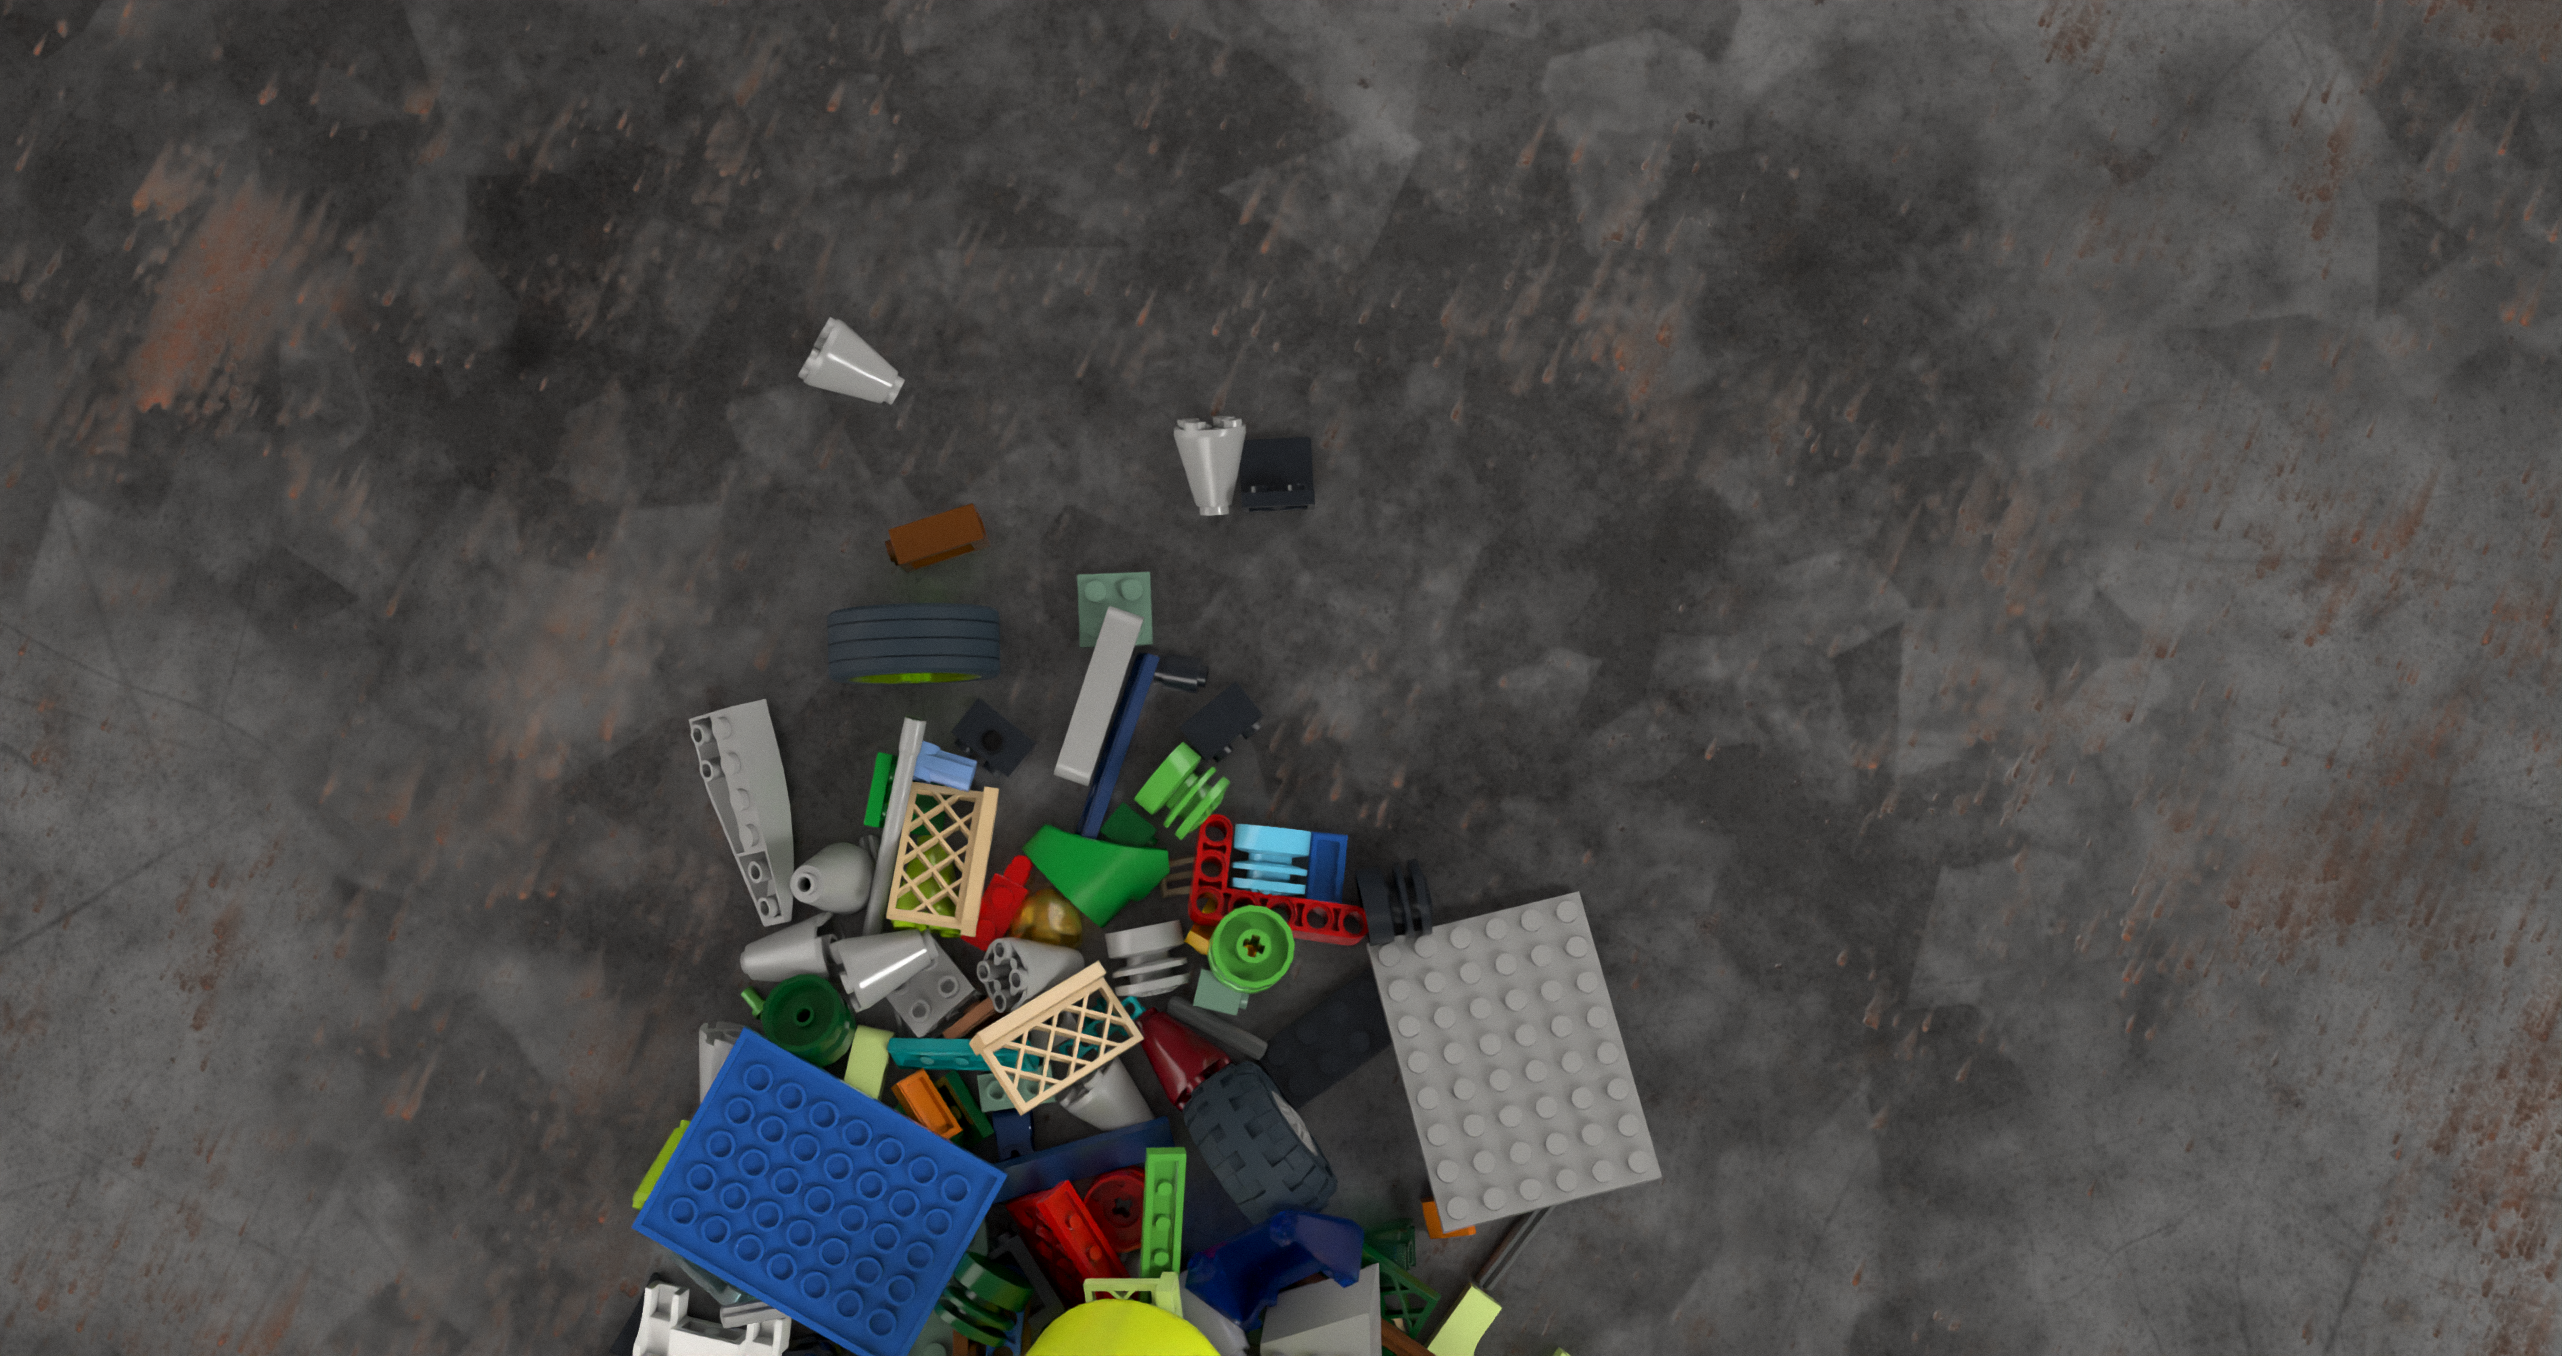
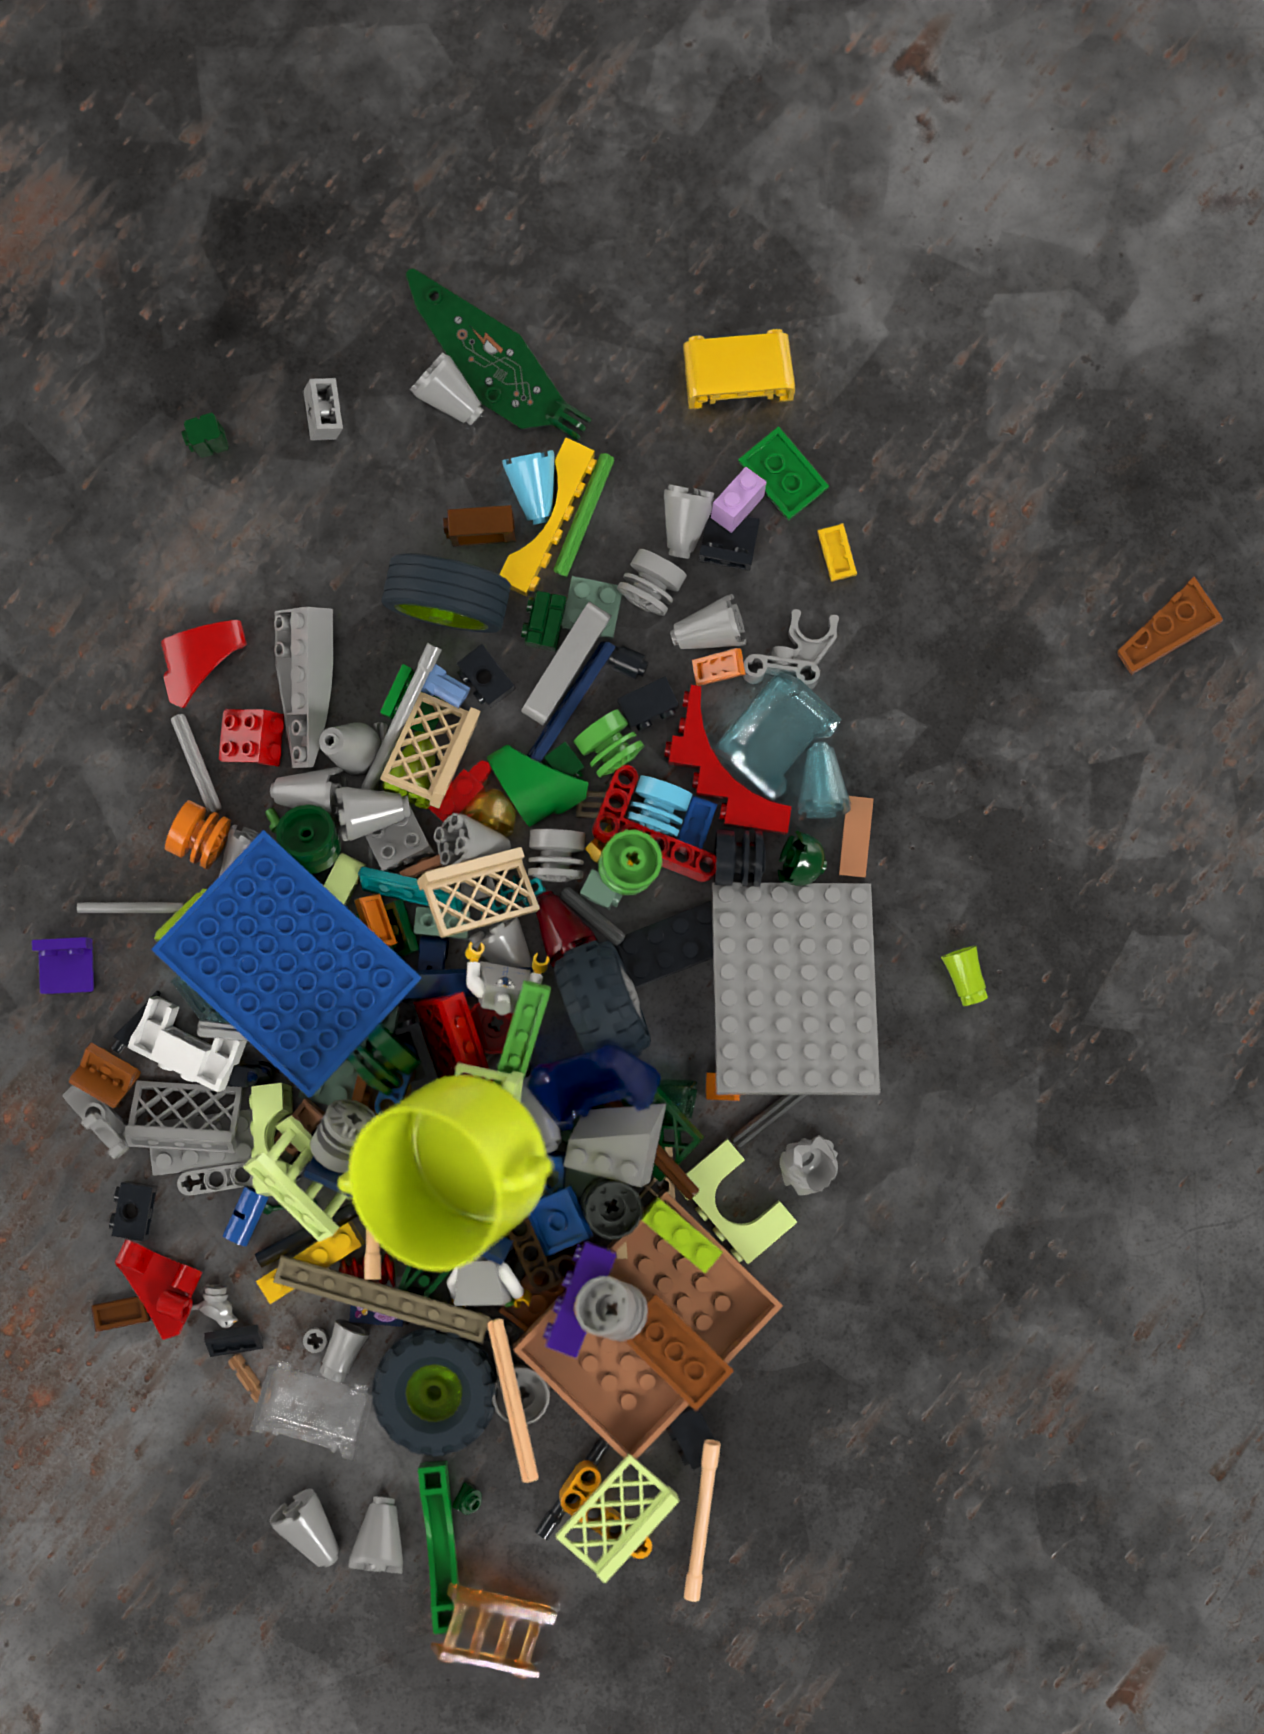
camera: 20 degrees right, 0 degrees up
(521, 1270) = (65, 965): none -> dark purple bracket
(535, 506) = (205, 435): none -> dark green brick
(588, 1169) = (128, 907): none -> light grey bar
(595, 806) = (195, 654): none -> red panel
(632, 951) = (196, 763): none -> light grey axle
(666, 1051) = (194, 833): none -> orange wheel
(686, 431) = (323, 409): none -> light grey brick
(698, 898) = (251, 736): none -> red bracket
(899, 308) = (493, 360): none -> dark green wing
(995, 464) = (533, 484): none -> medium azure cone
(1009, 577) = (571, 467): none -> yellow arch
(1055, 644) = (544, 621): none -> dark green brick
(1073, 488) = (583, 514): none -> bright green axle
(1114, 1157) = (498, 984): none -> torso
(1186, 558) = (653, 578): none -> light grey wheel
(1232, 241) = (738, 367): none -> yellow windscreen
(1275, 419) = (738, 499): none -> lavender brick
(1281, 599) = (711, 627): none -> light grey cone
(1297, 770) = (693, 751): none -> red arch
(1304, 650) = (718, 667): none -> orange plate
(1327, 368) = (788, 475): none -> green plate
(1401, 619) = (790, 660): none -> light grey piece
(1401, 720) = (776, 732): none -> clear light blue windscreen
(1424, 457) = (837, 552): none -> yellow plate
(1479, 883) = (802, 860): none -> dark green cylinder
(1482, 773) = (822, 784): none -> clear light blue cone
(1543, 832) = (856, 837): none -> nougat tile
(1589, 1292) = (809, 1165): none -> light grey hair
(1736, 983) = (966, 975): none -> lime plant
(1898, 444) = (1178, 622): none -> dark orange wing

